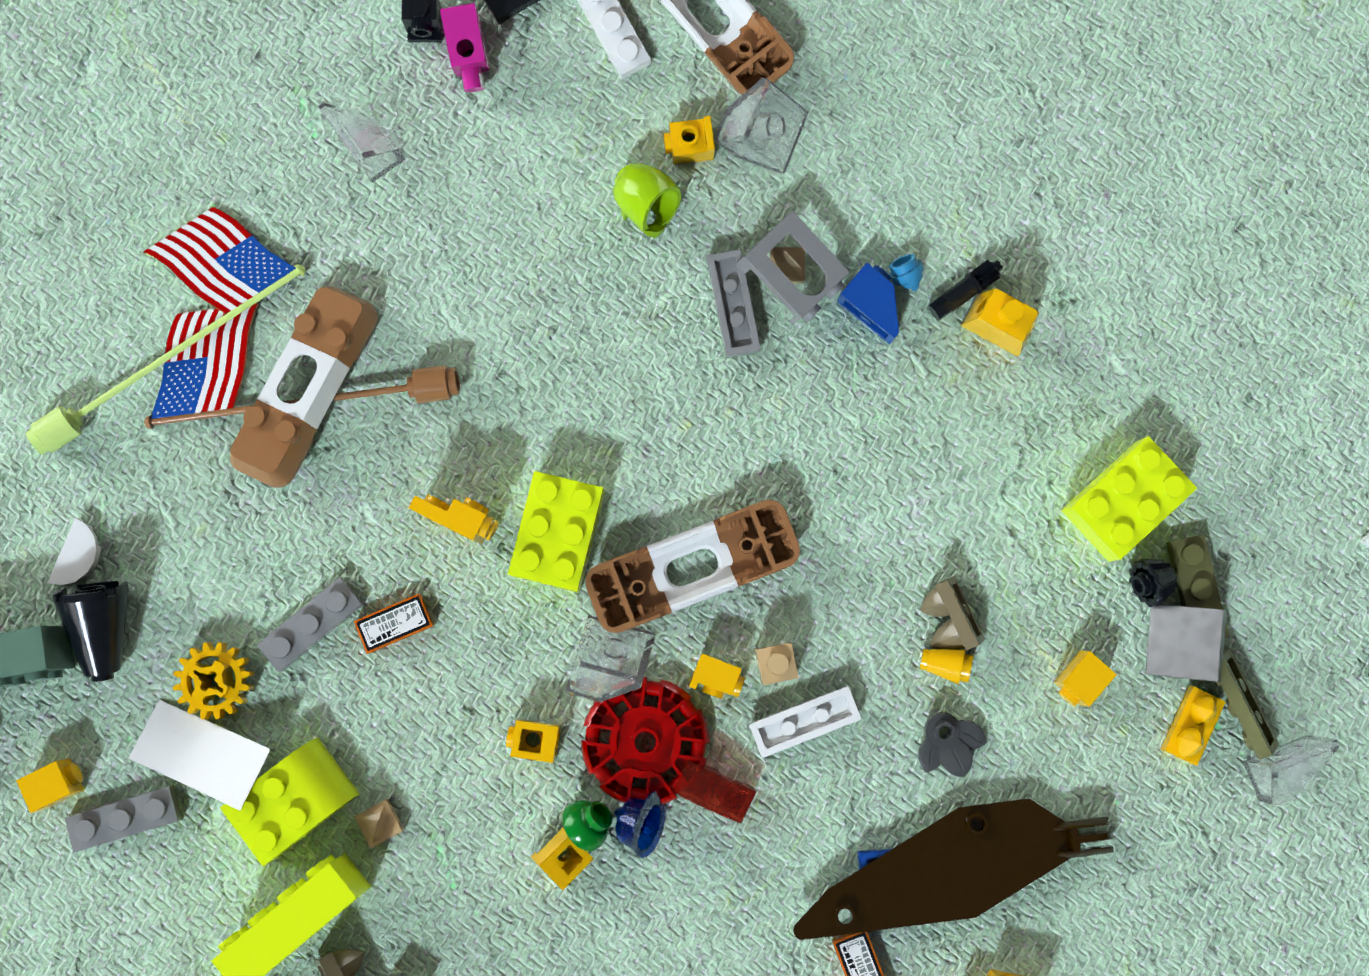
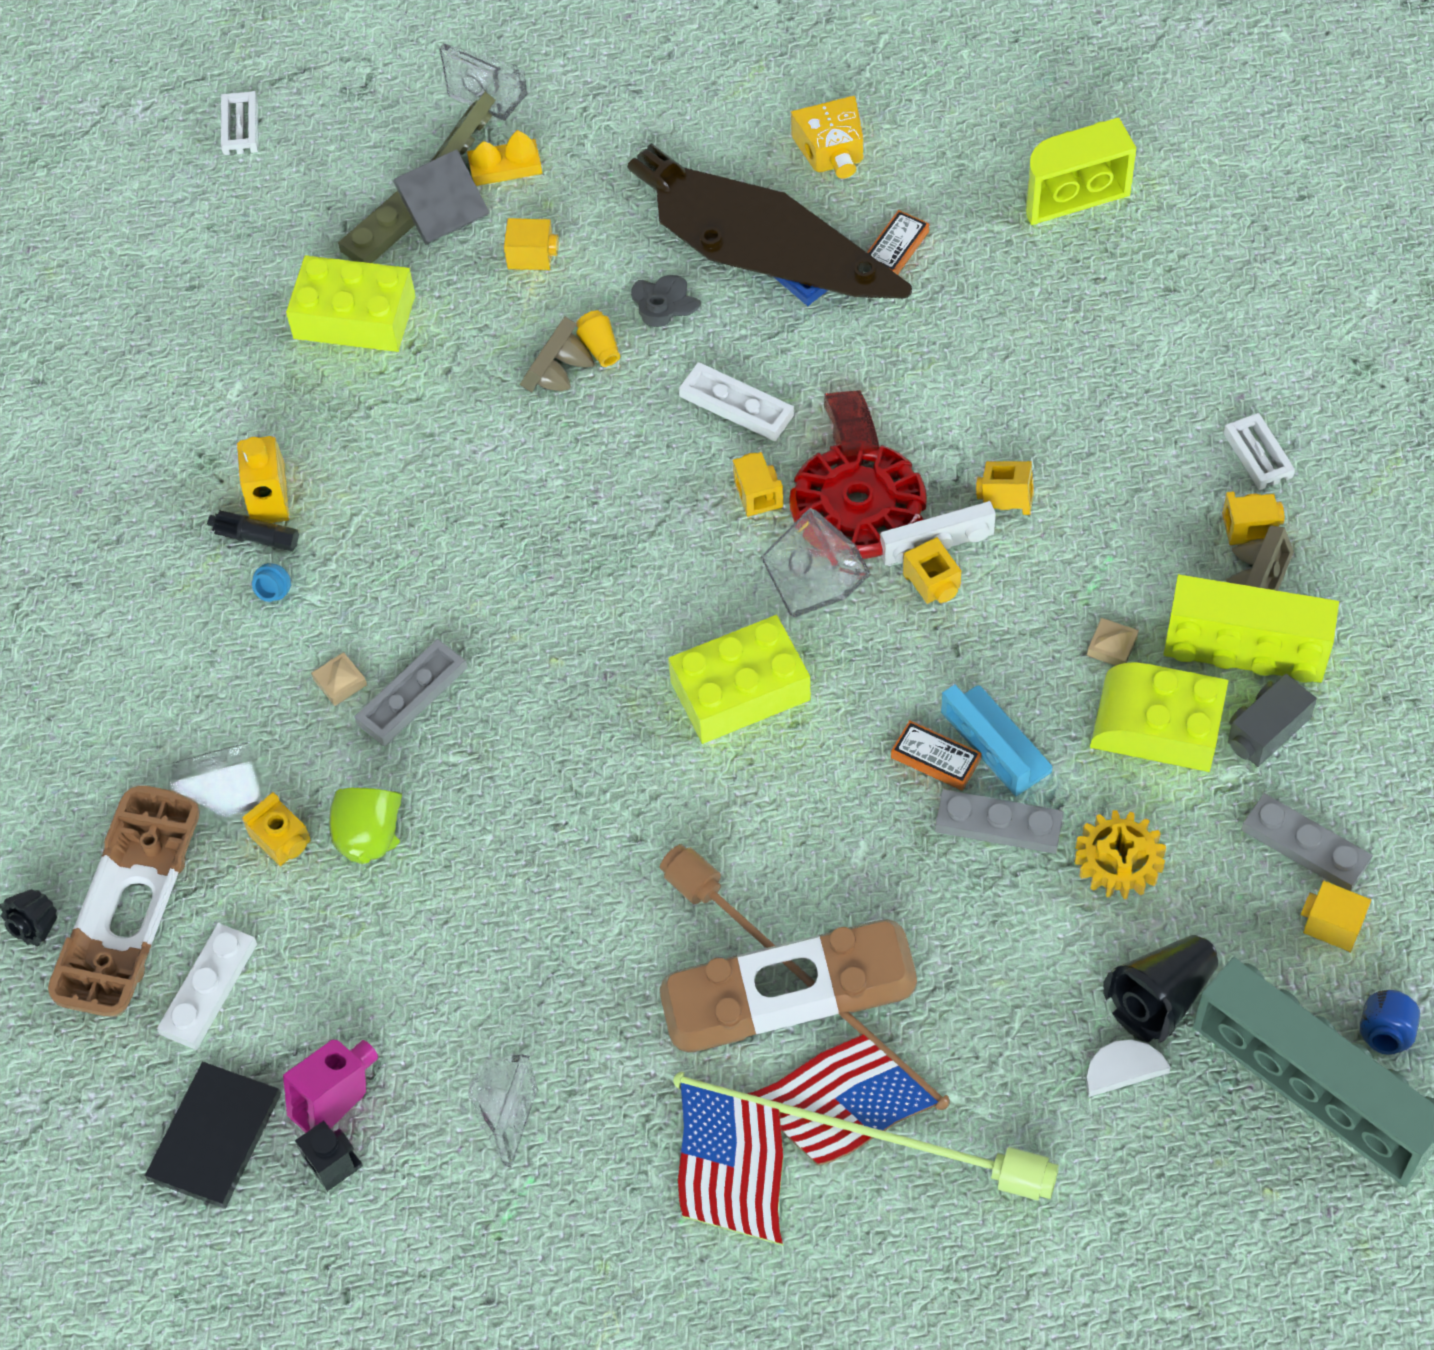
camera: 120 degrees left, 25 degrees down
(199, 754) = (1190, 810): white sticker -> none
(223, 875) = (1270, 720): none -> dark grey brick
(372, 677) = (995, 737): none -> medium azure panel
(464, 518) = (794, 754): yellow plate -> none
(562, 773) = (952, 529): none -> white plate
(587, 823) = (960, 483): green piece -> none
(641, 823) = (924, 446): clear blue piece -> none
(747, 547) = (632, 530): medium nougat piece -> none
(776, 663) = (706, 447): tan brick -> none
(798, 303) = (338, 688): light grey panel -> none
(872, 301) = (321, 586): blue slope -> none
(1152, 580) = (408, 247): black piece -> none

